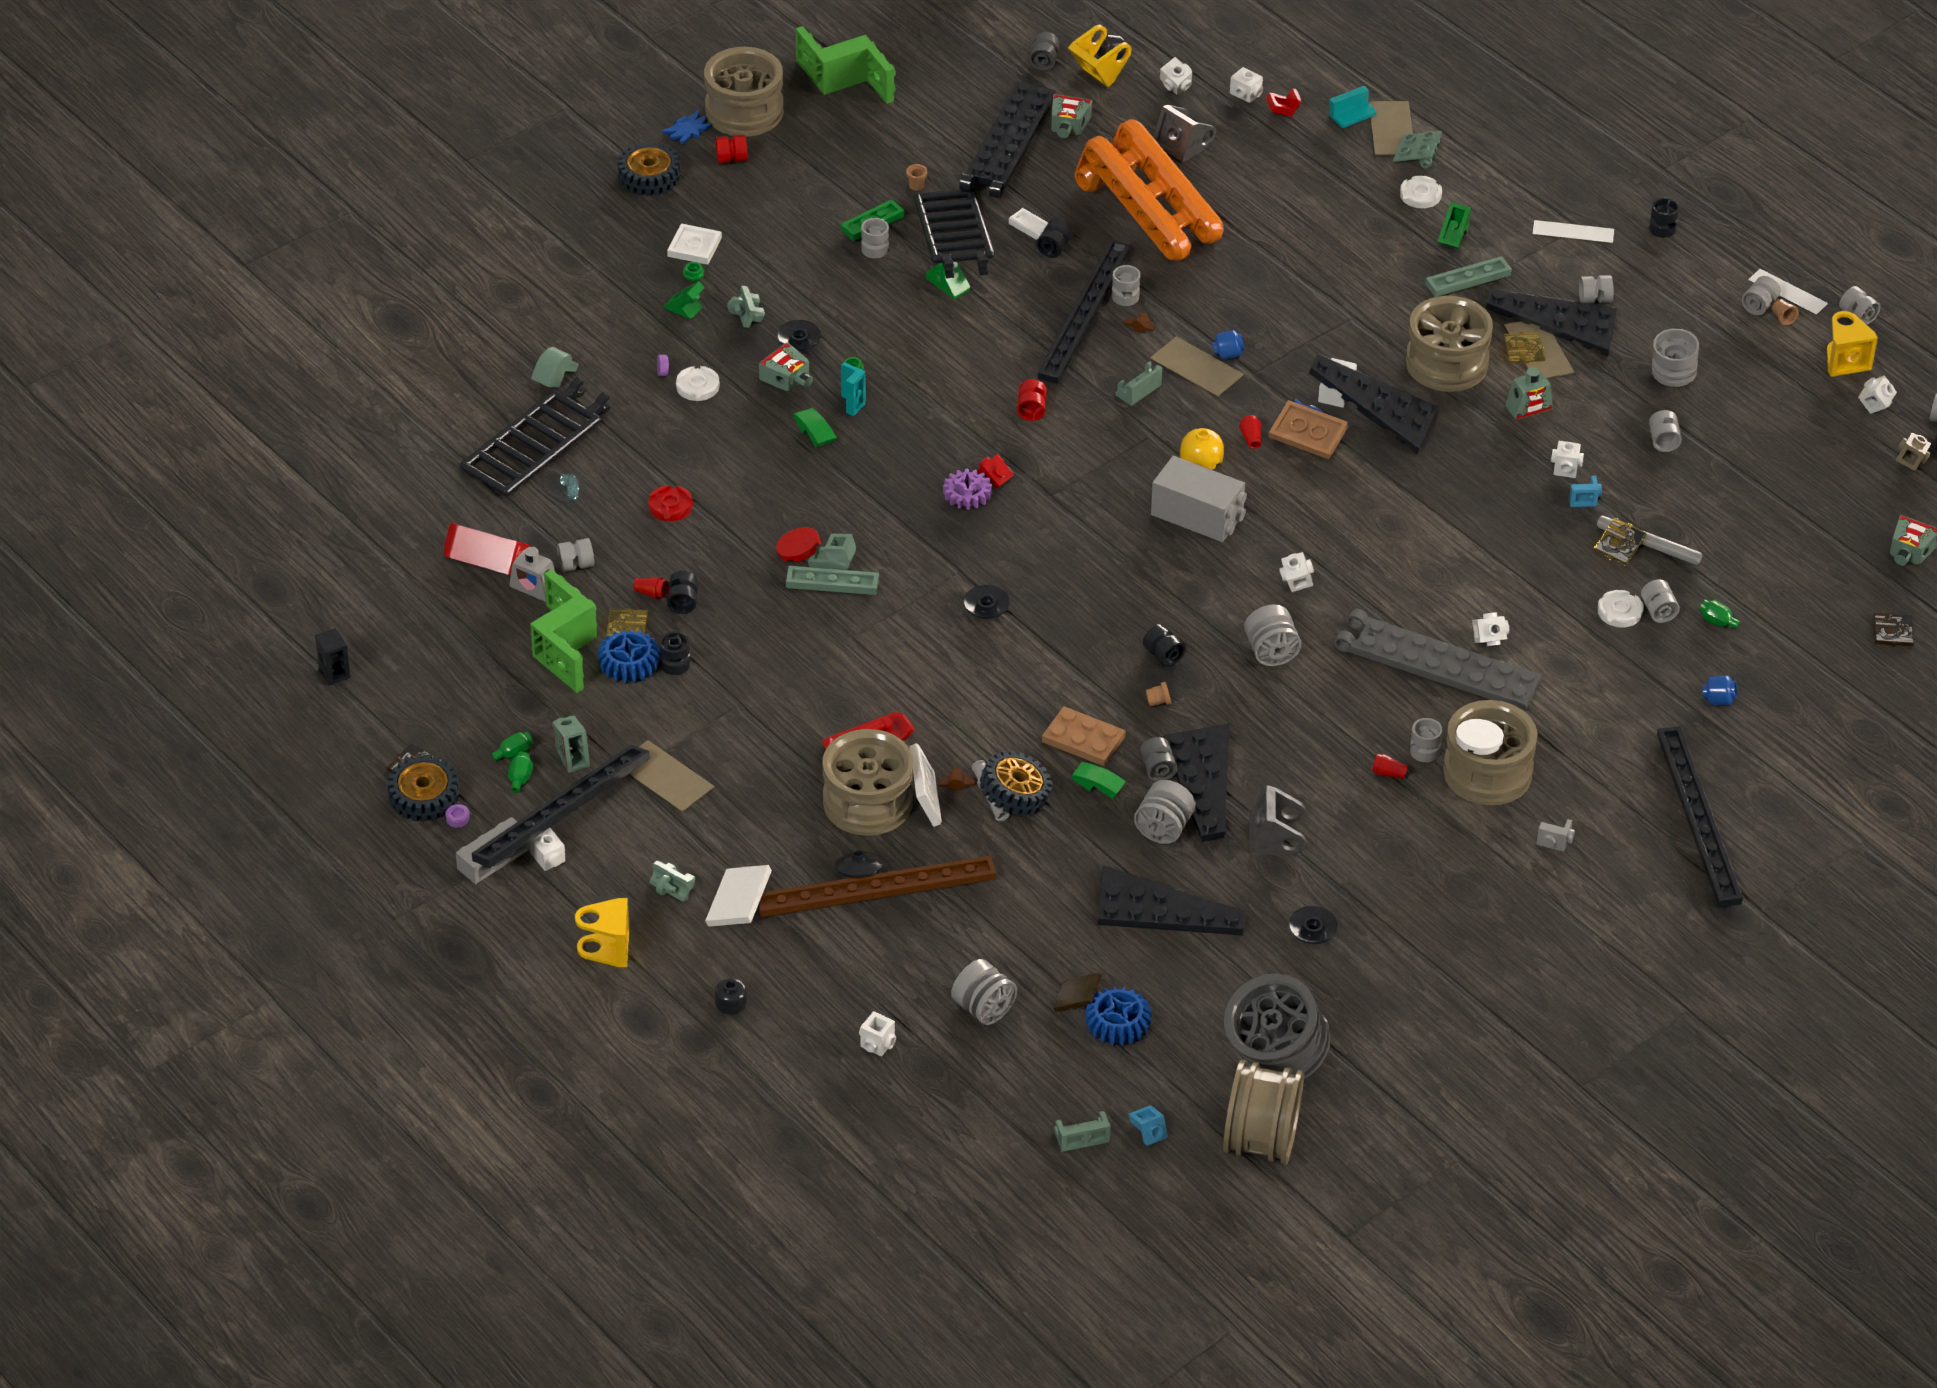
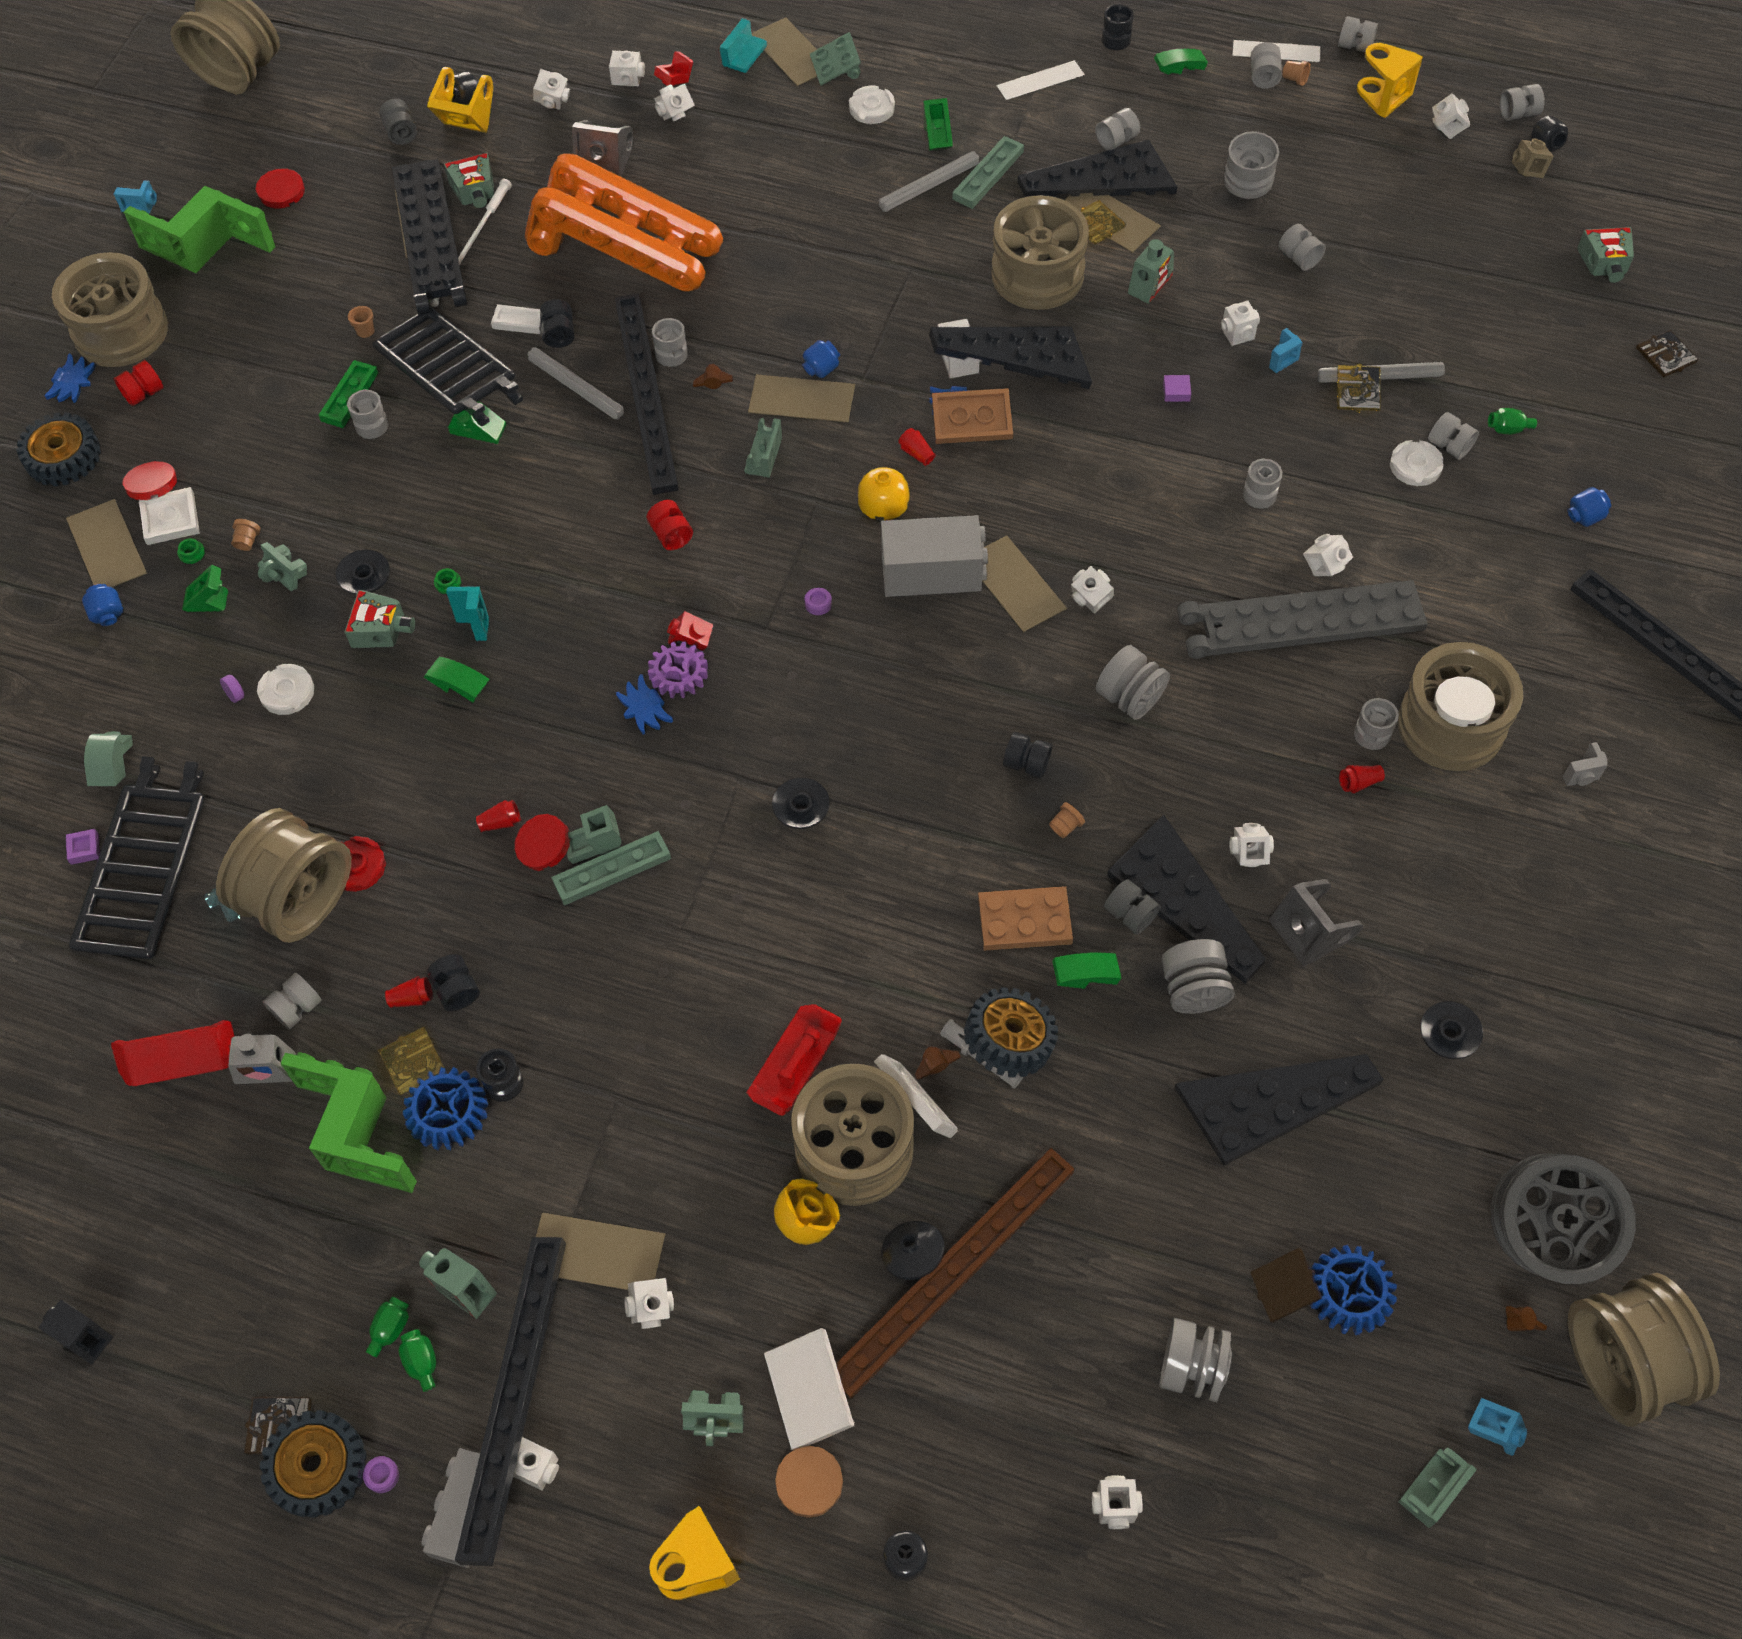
camera: 30 degrees left, 15 degrees up
(504, 413) = (82, 846): none -> medium lavender tile
(612, 277) = (102, 604): none -> blue head
(618, 477) = (283, 874): none -> dark tan wheel
(640, 244) = (106, 545): none -> dark tan piece
(676, 806) = (657, 1294): none -> white brick
(696, 214) = (149, 480): none -> tile
(704, 941) = (809, 1481): none -> medium nougat tile
(736, 276) = (244, 534): none -> medium nougat piece
(782, 518) = (499, 816): none -> red cone
(806, 809) = (805, 1212): none -> yellow cylinder
(815, 25) = (138, 198): none -> dark azure bracket
(925, 61) = (280, 188): none -> red tile
(928, 501) = (643, 705): none -> blue piece
(1039, 284) = (575, 383): none -> light grey axle
(1091, 130) = (504, 186): none -> white piece
(1100, 495) = (818, 601): none -> medium lavender tile
(1214, 1084) = (1523, 1319): none -> reddish brown piece
(1252, 550) = (1019, 586): none -> dark tan piece
(1263, 764) = (1255, 853): none -> white brick
(1269, 121) = (673, 102): none -> white brick
(1422, 263) = (928, 181): none -> light grey axle
(1482, 481) = (1176, 388): none -> medium lavender tile
(1483, 565) = (1262, 483): none -> light grey wheel
(1688, 261) = (1175, 60): none -> green slope

